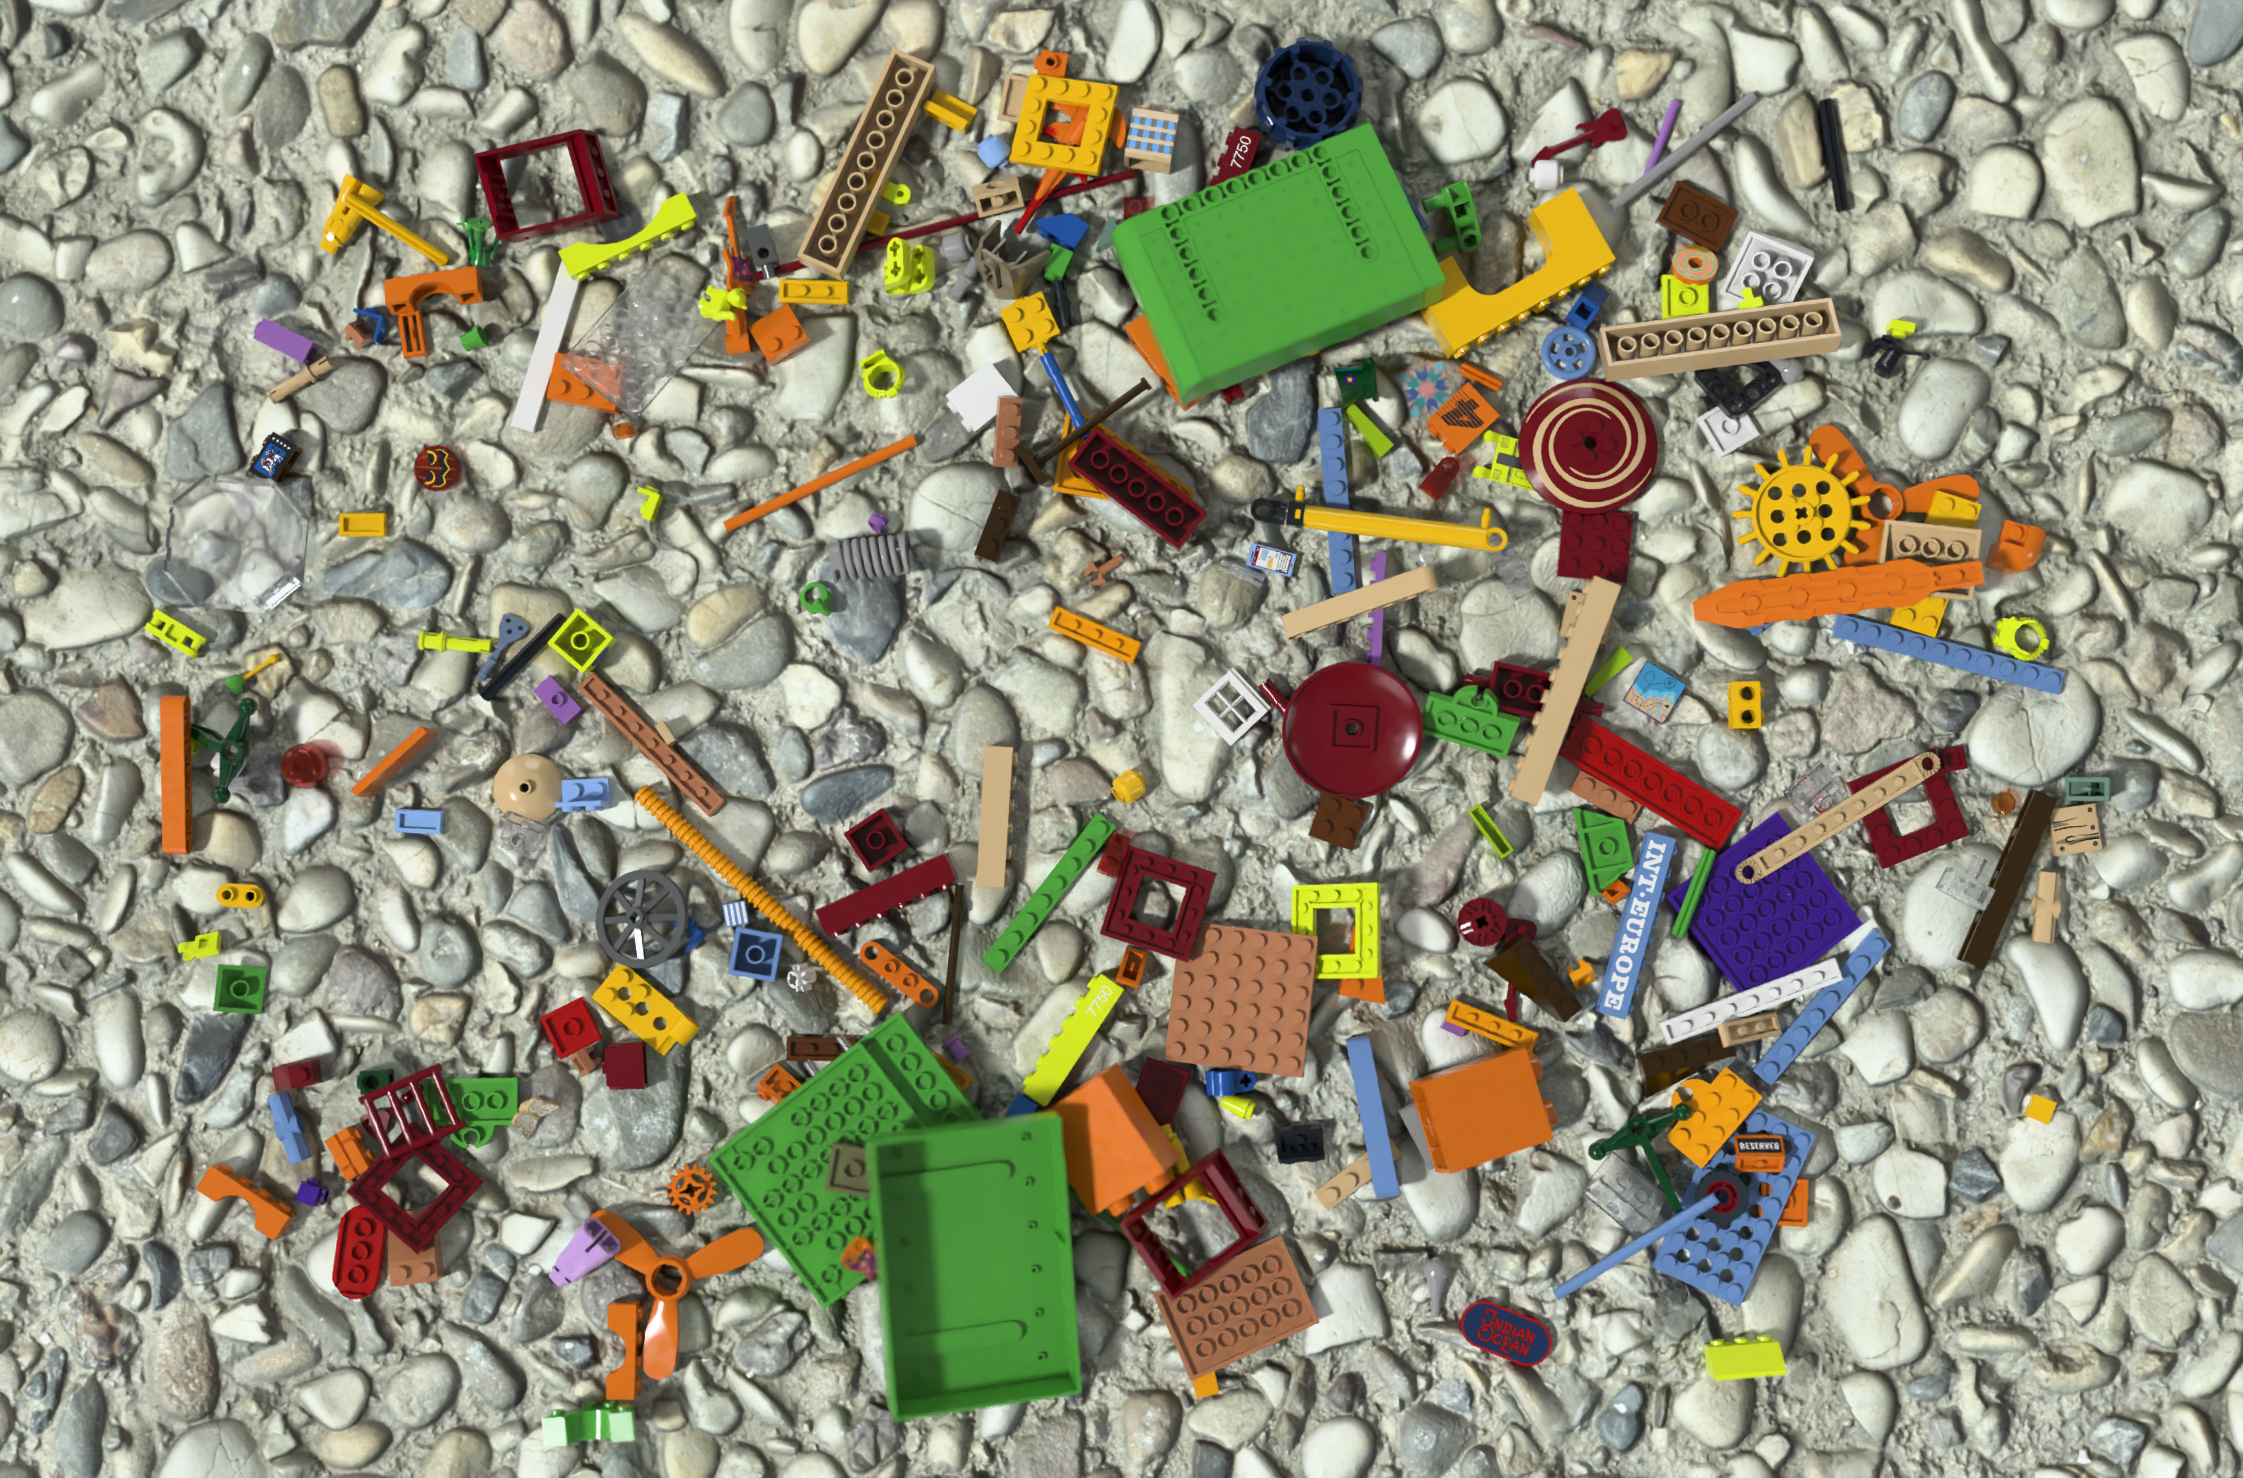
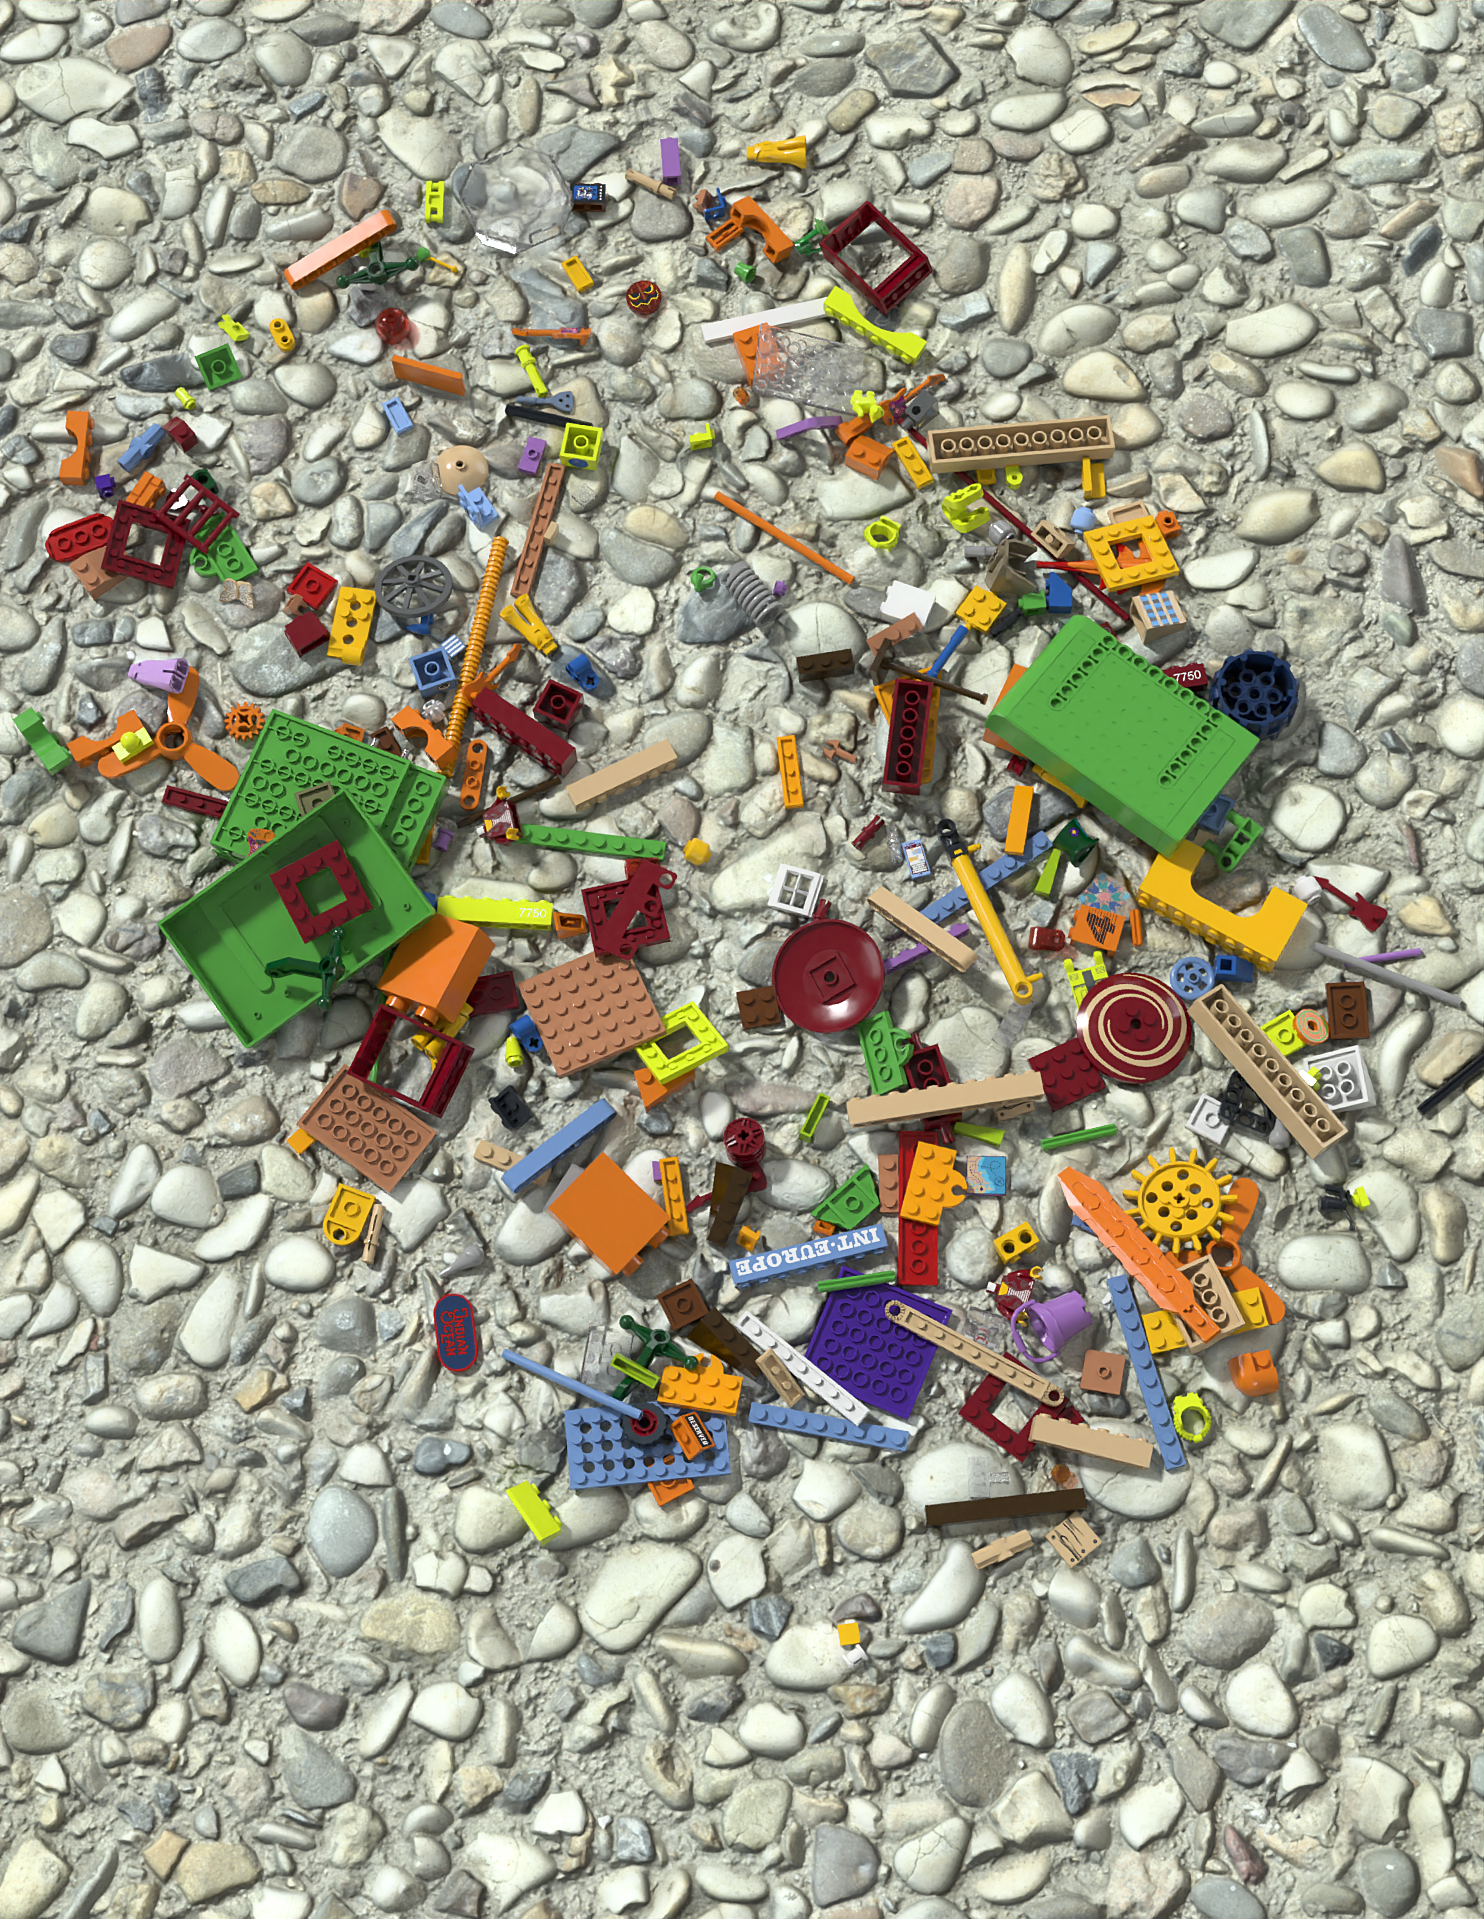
camera: 60 degrees right, 15 degrees down
(261, 1045) = (188, 401): none -> neon yellow pin
(397, 230) = (787, 185): yellow axle -> none
(440, 565) = (580, 333): none -> orange piece
(641, 670) = (584, 495): none -> clear plate
(650, 1327) = (132, 744): none -> neon yellow tile
(710, 380) = (808, 424): none -> medium lavender beam
(755, 1290) = (194, 802): none -> dark red tile
(775, 815) = (537, 633): none -> yellow piece
(805, 917) = (472, 689): none -> orange piece
(851, 792) = (580, 670): none -> blue piece
(855, 1000) = (411, 724): none -> orange arch
(976, 976) = (501, 820): none -> dark red torso
(992, 1254) = (286, 882): none -> dark red plate
(1054, 1262) = (328, 969): none -> dark green piece
(1150, 891) = (631, 901): none -> dark red piece
(1213, 593) = (868, 832): none -> dark red pin
(1294, 426) = (1019, 820): none -> light orange tile
(1313, 1375) = (347, 1213): none -> yellow tile
(1368, 1377) = (371, 1242): none -> tan pin
(1612, 1083) = (682, 1305): none -> reddish brown plate
(1636, 755) = (931, 1184): none -> light orange plate
(1661, 1176) = (634, 1370): none -> lime piece
(1668, 573) = (1078, 1137): none -> bright green axle
(1797, 739) = (1014, 1291): none -> dark red torso
(1854, 717) = (1053, 1323): none -> medium lavender piece
(1924, 698) = (1102, 1372): none -> nougat plate
(1993, 755) = (1091, 1442): none -> tan brick
(2068, 1117) = (855, 1657): none -> white bush
(2087, 789) = (1108, 1529): sand green slope -> none

